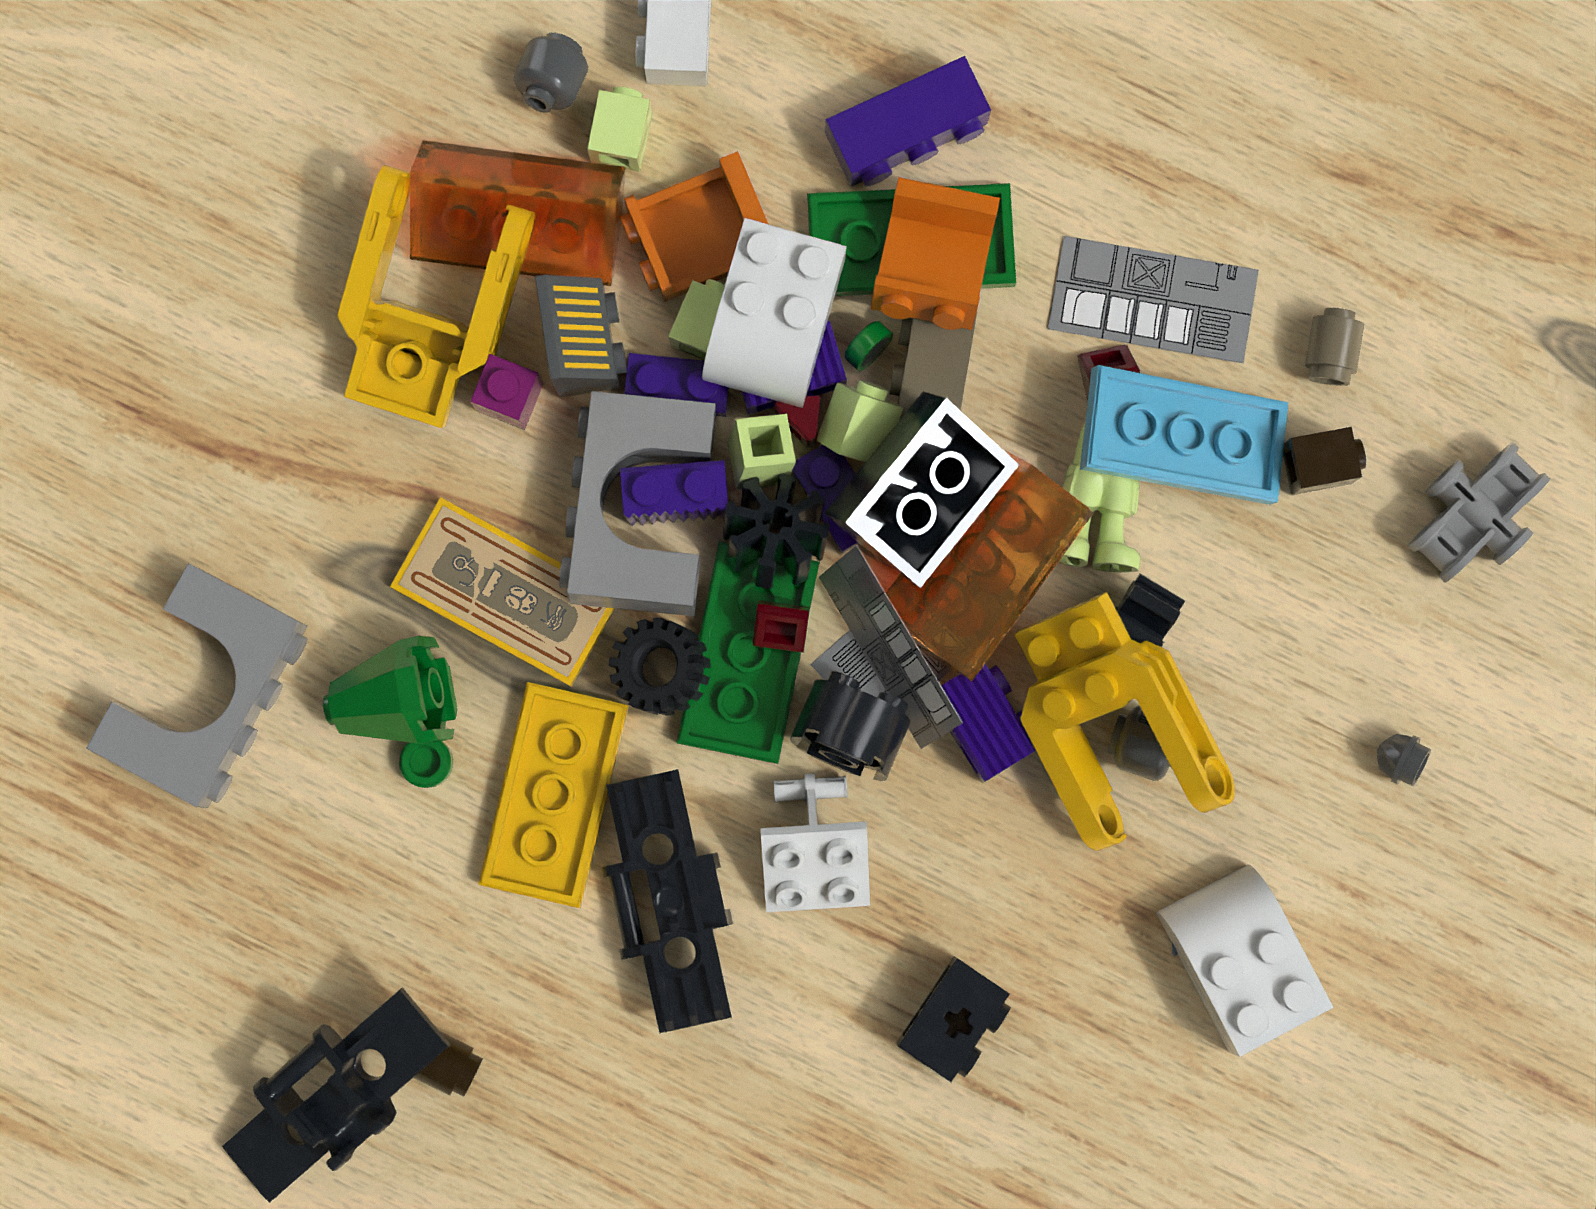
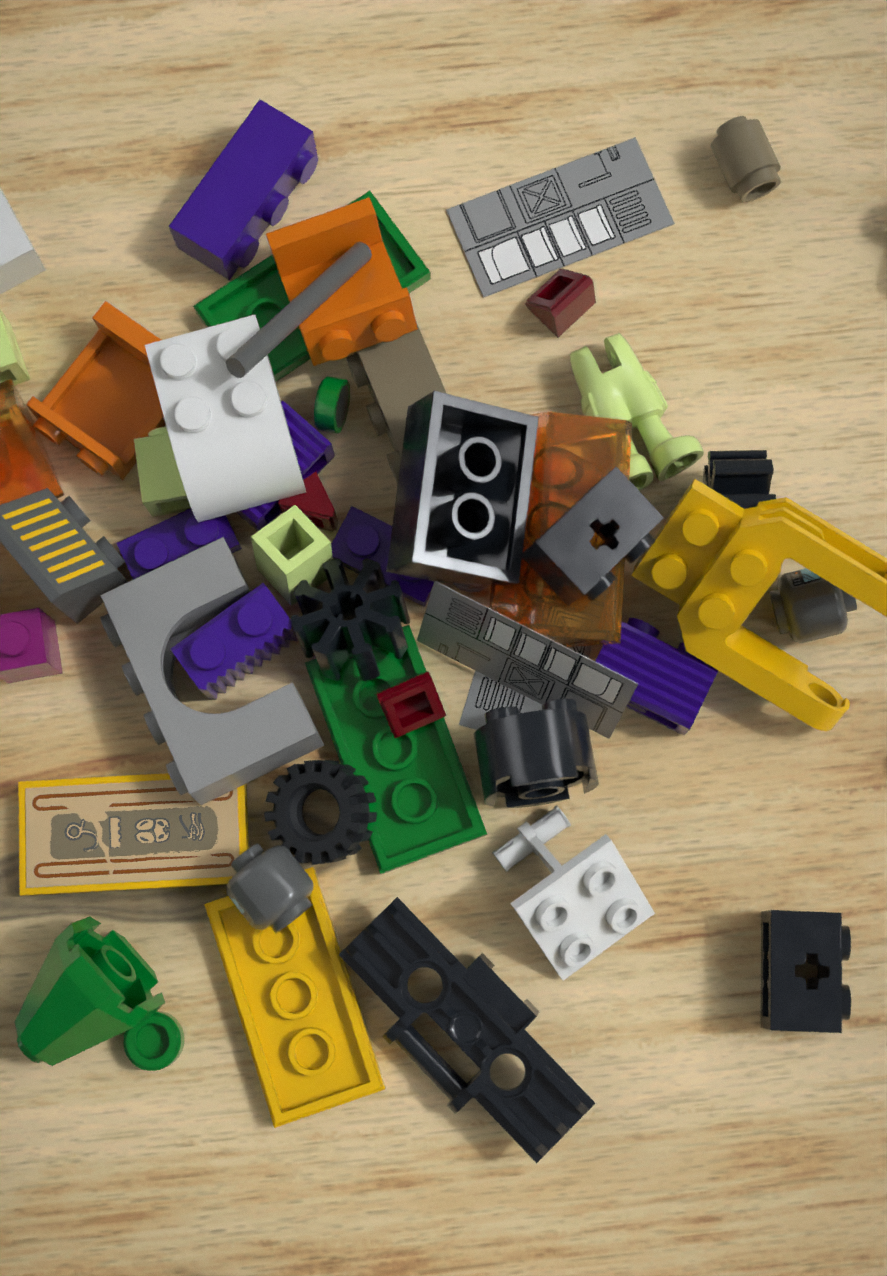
camera: 25 degrees left, 5 degrees down
(585, 701) = (269, 887): none -> dark grey head
(858, 420) = (364, 471): yellowish green brick -> none
(885, 261) = (298, 310): none -> dark grey bar
(969, 583) = (613, 512): none -> black brick
(1184, 435) = (665, 310): medium azure tile -> none
(1323, 460) = (801, 260): dark brown brick -> none

